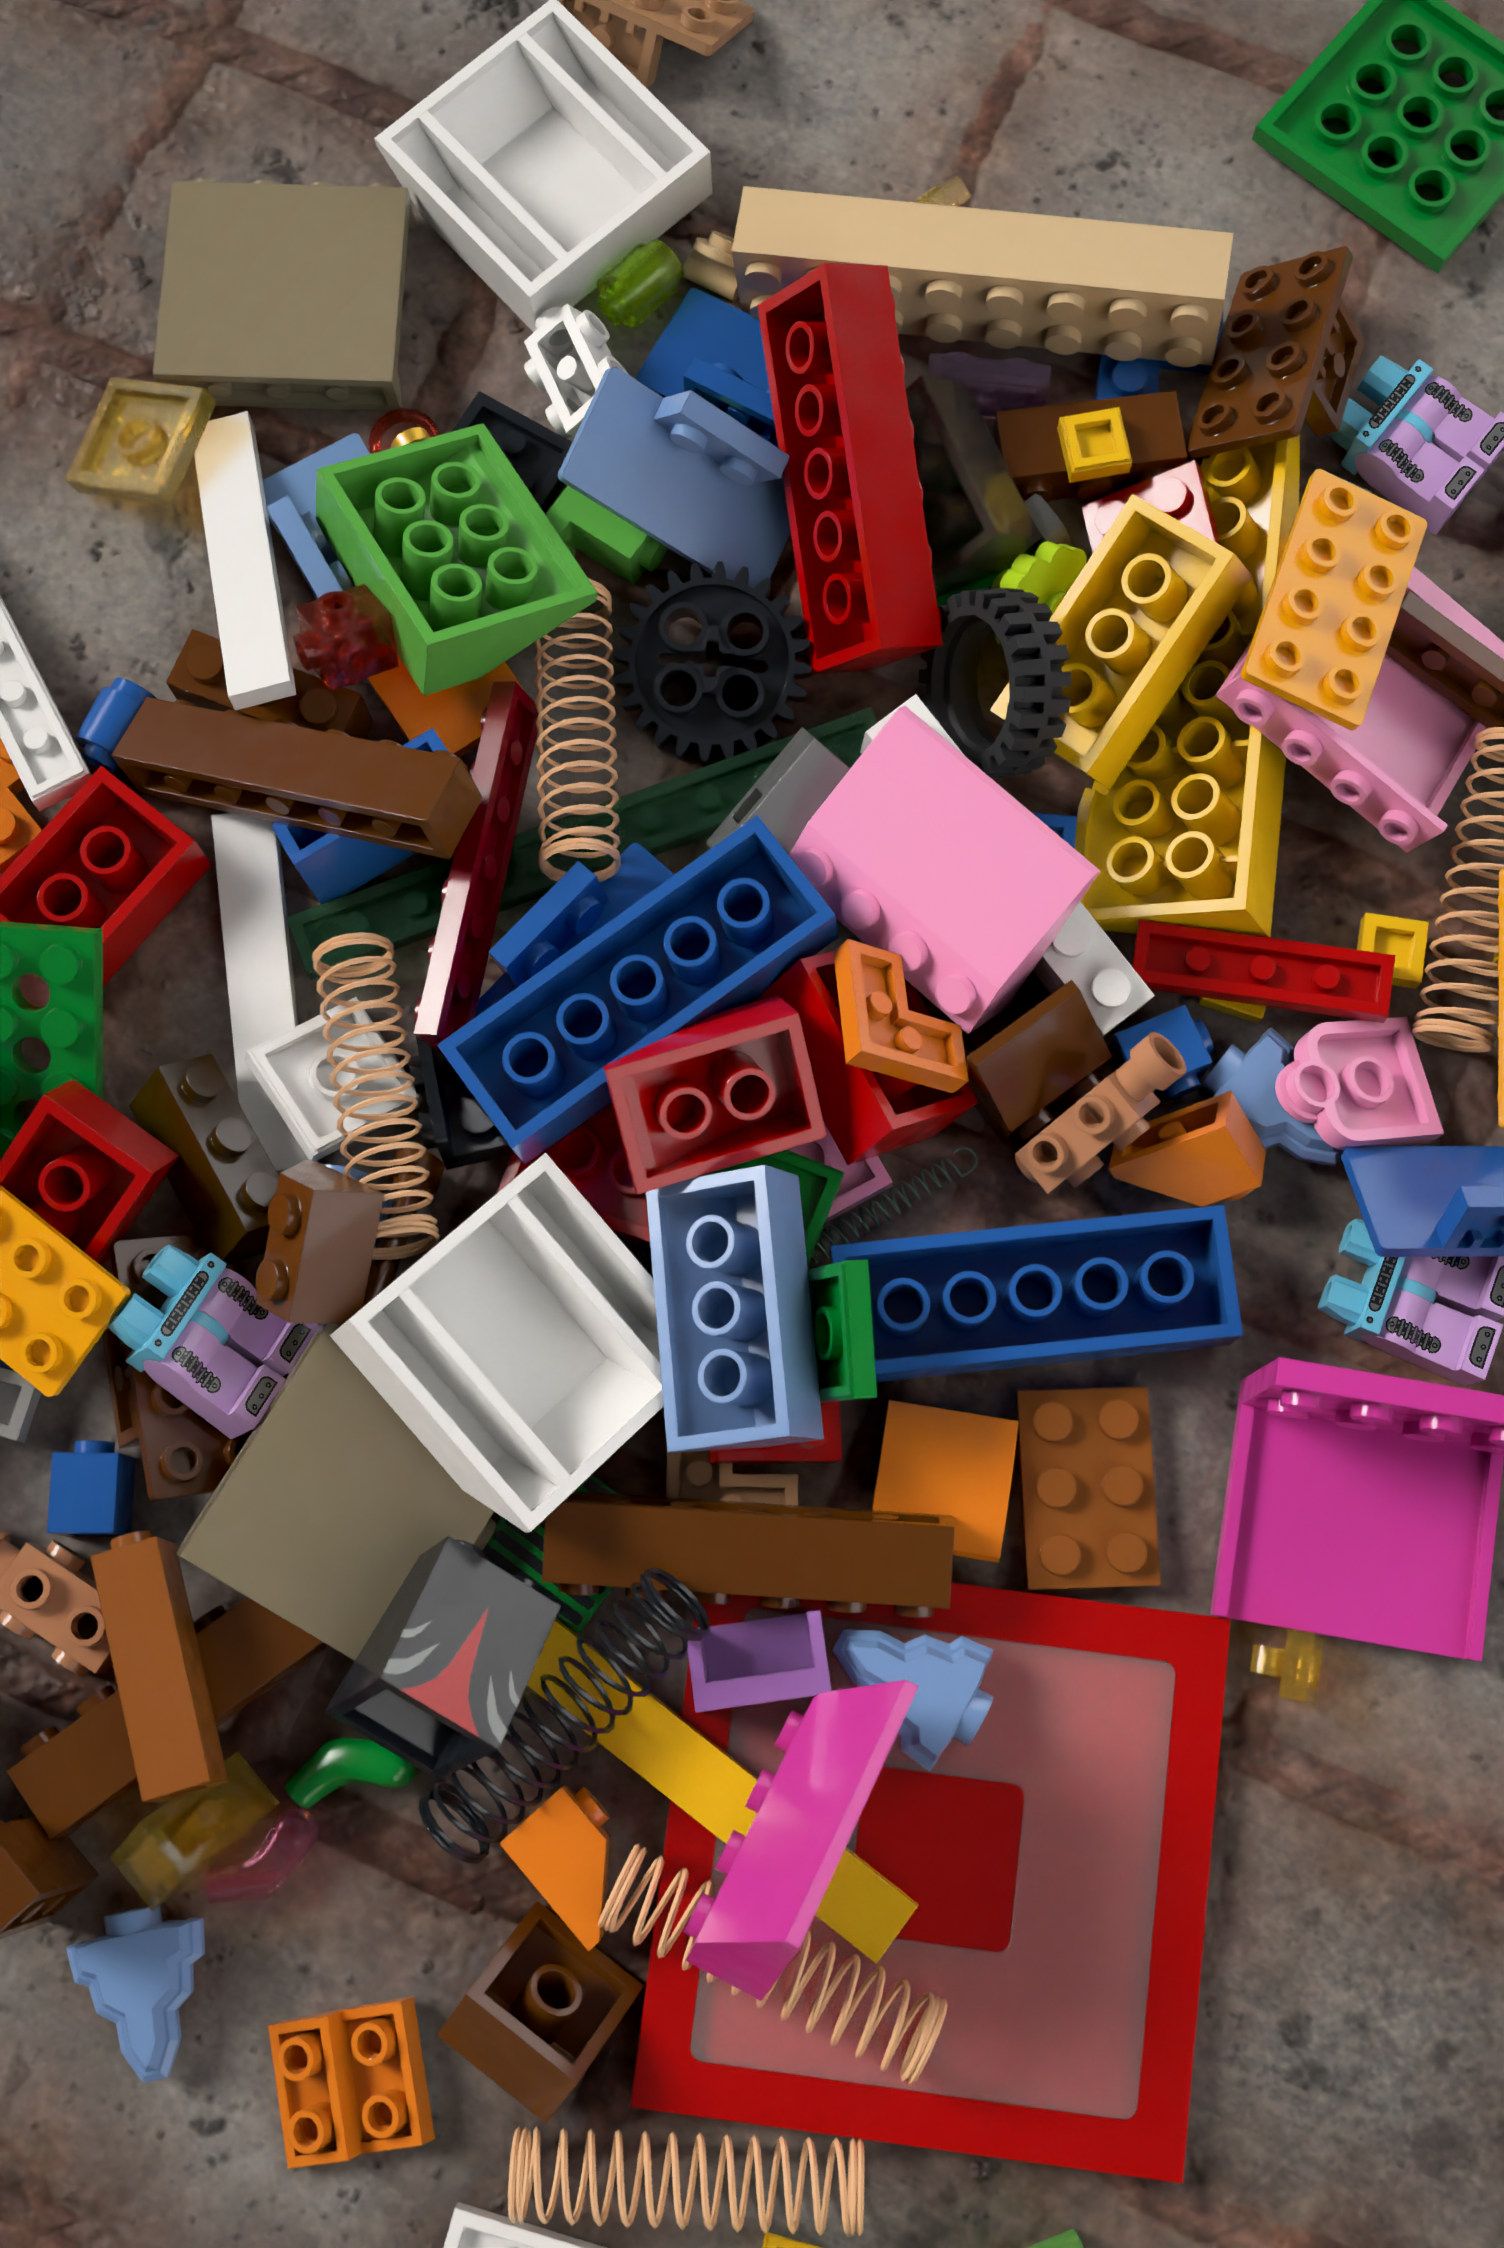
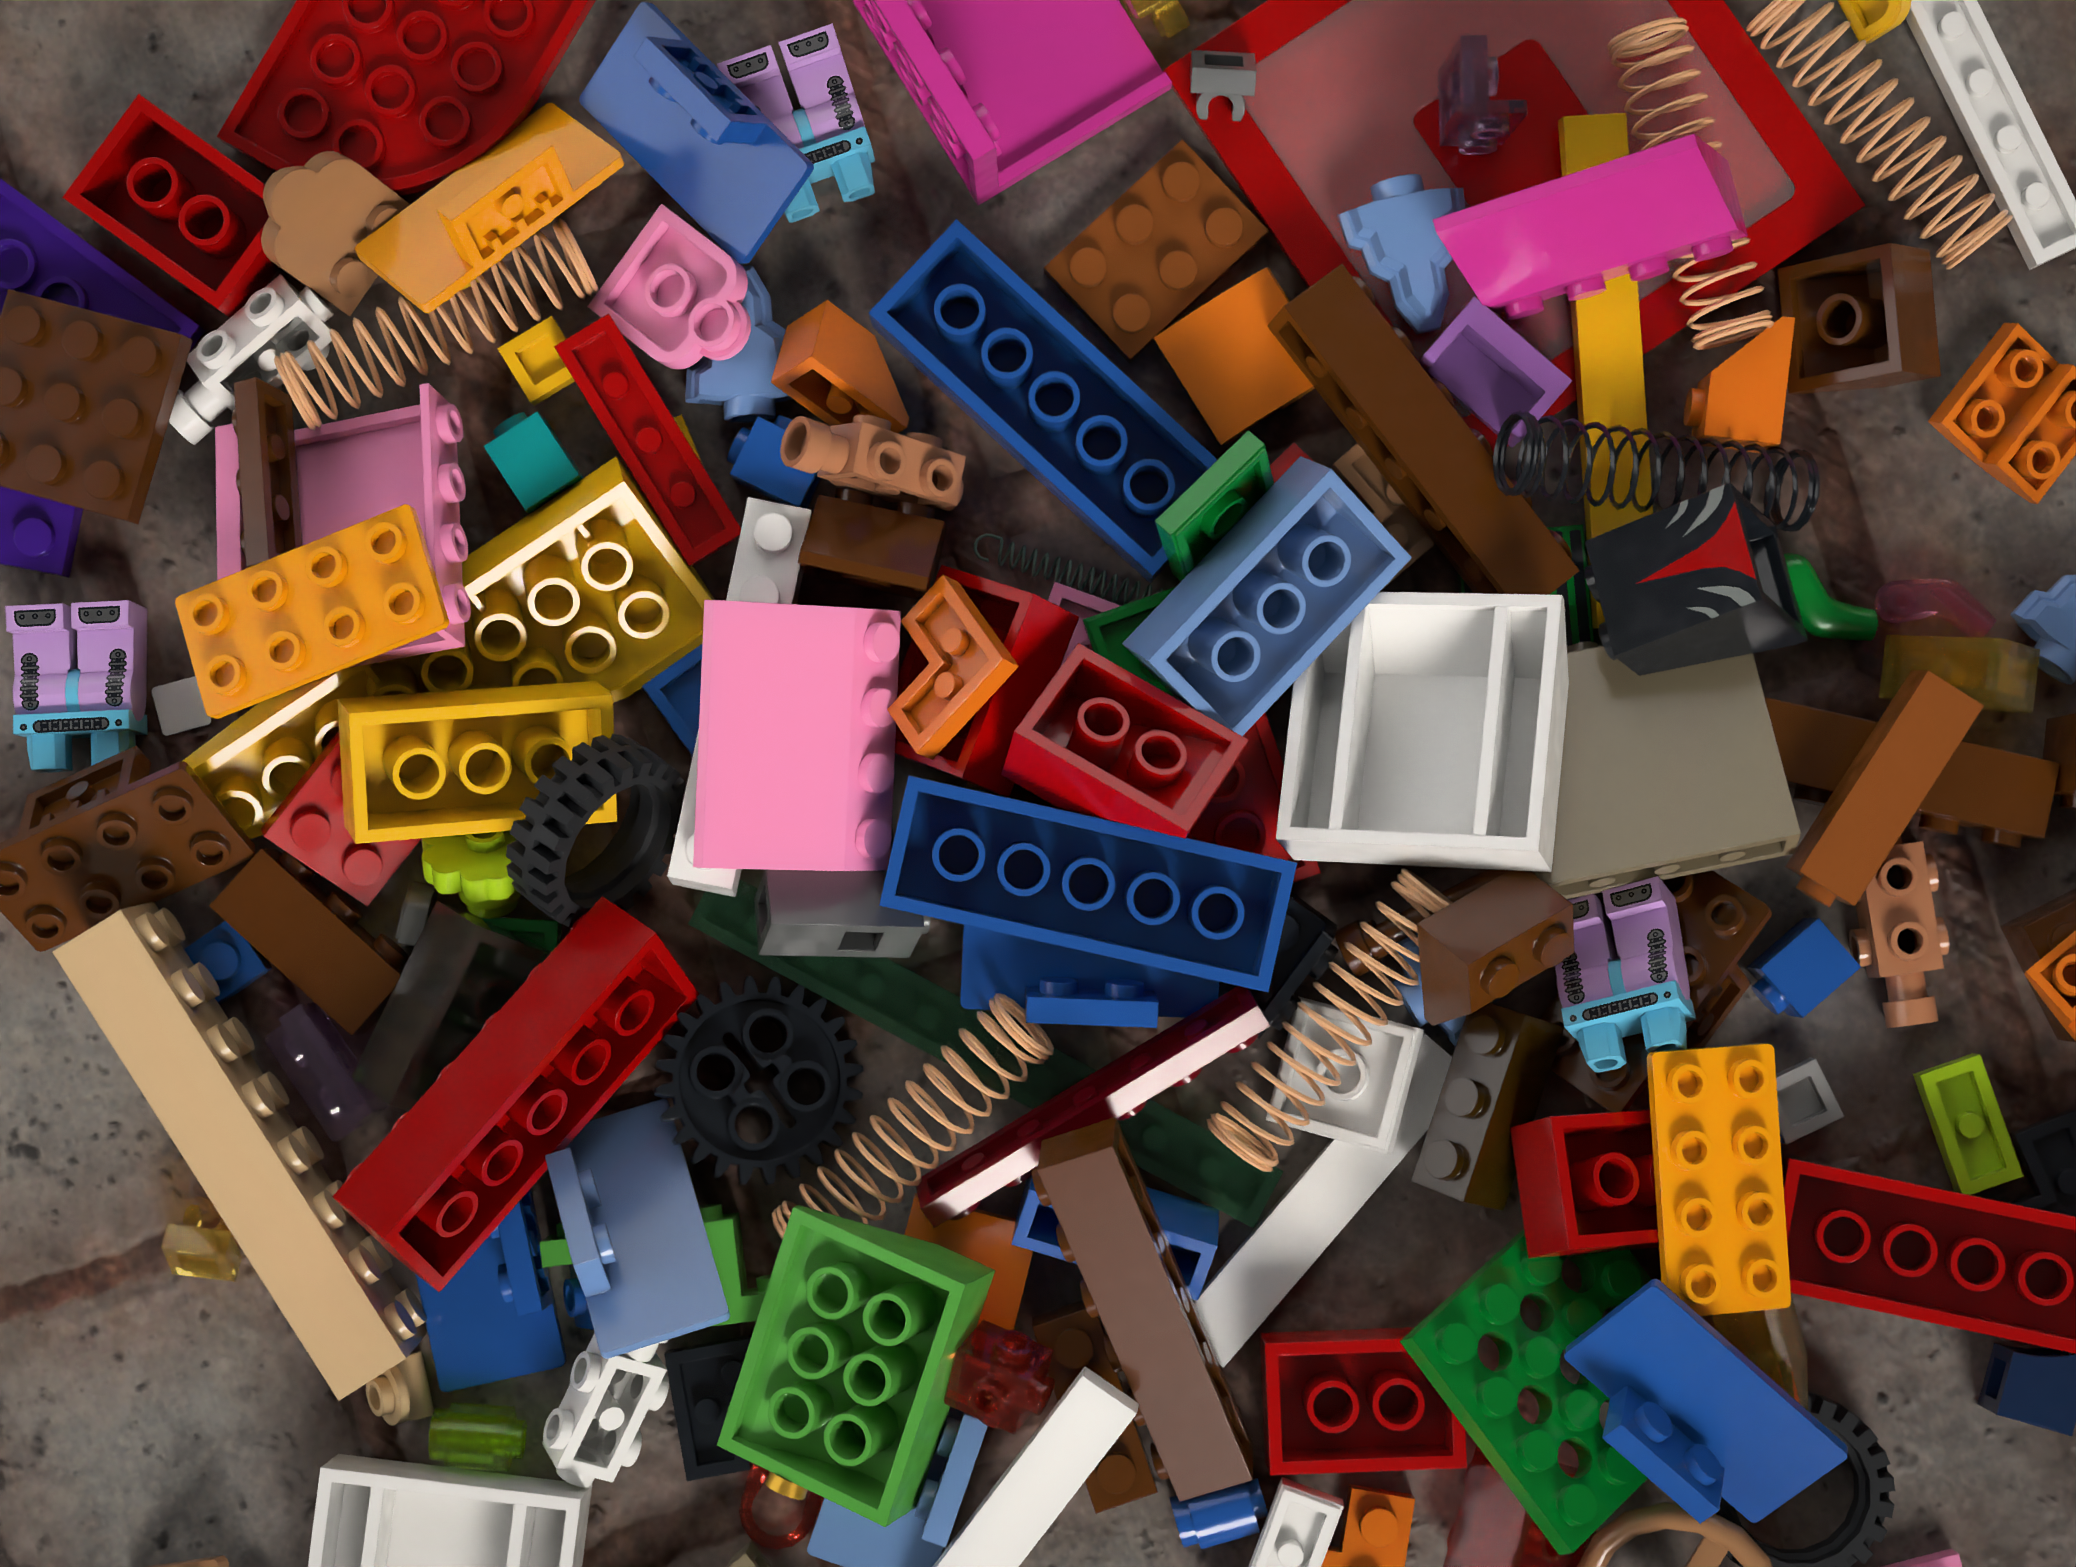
camera: 130 degrees left, 10 degrees up
(1003, 1839) = (1465, 110): none -> bracket
(1094, 444) = (316, 928): yellow tile -> none
(1186, 1655) = (1225, 75): none -> dark grey tile
(1317, 879) = (532, 459): none -> teal brick

